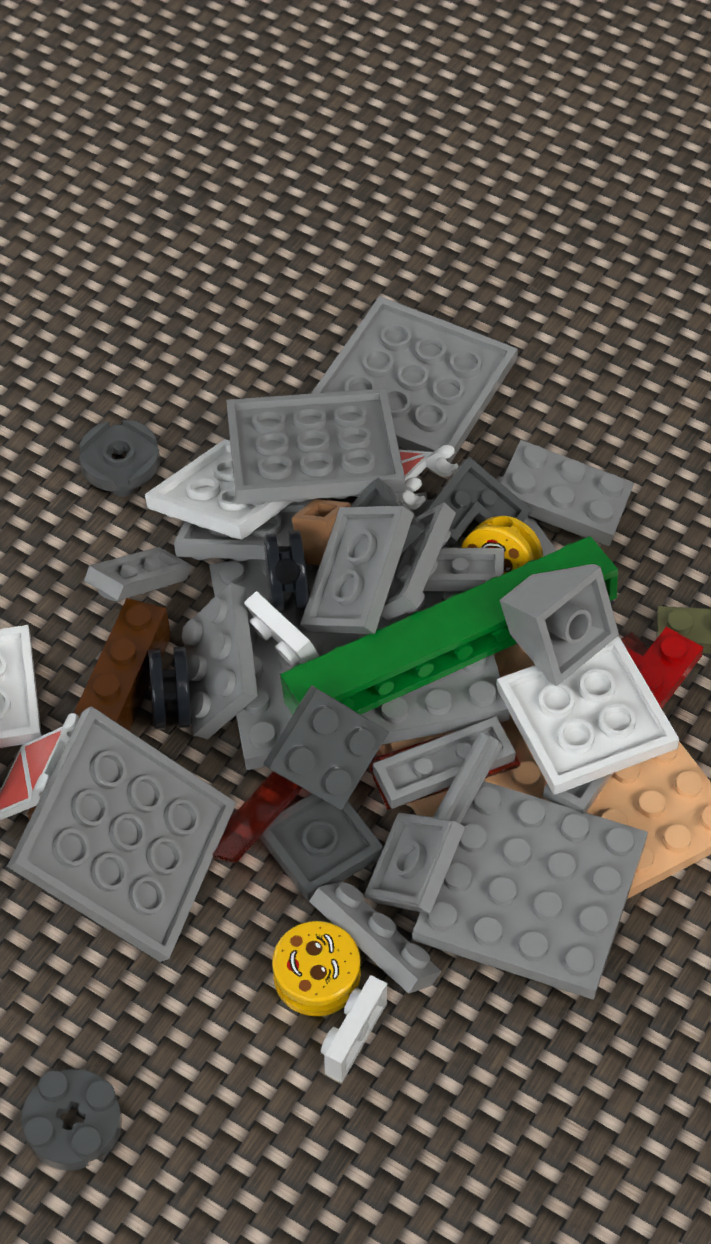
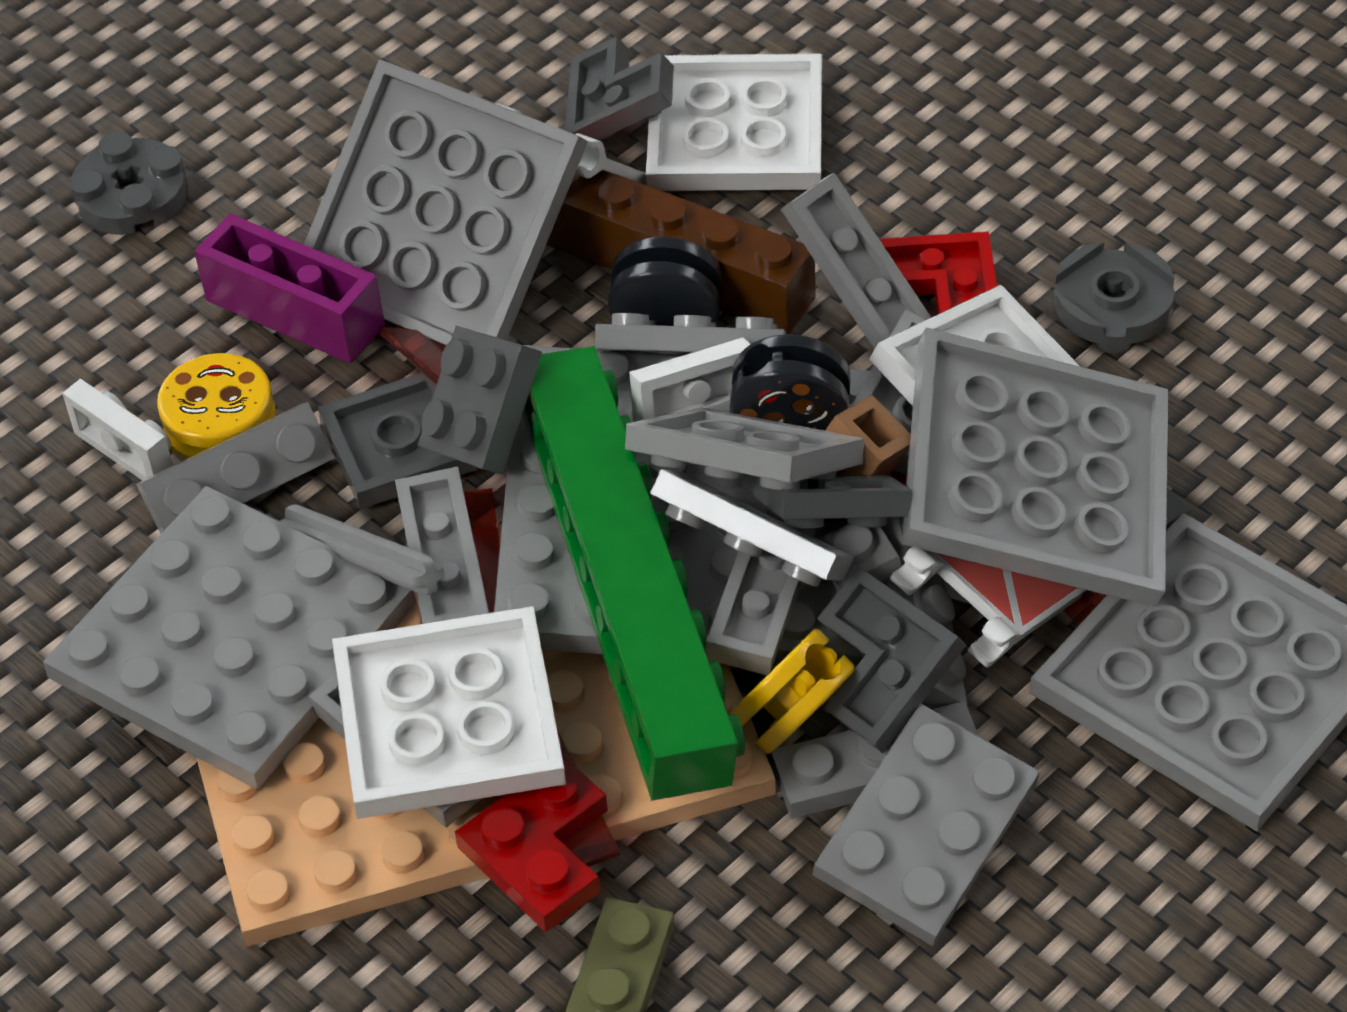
camera: 105 degrees right, 5 degrees down
(120, 535) = (945, 265): none -> red plate
(196, 938) = (290, 288): none -> magenta brick
(414, 862) = (302, 498): light grey tile -> none
(561, 619) = (562, 647): light grey slope -> none

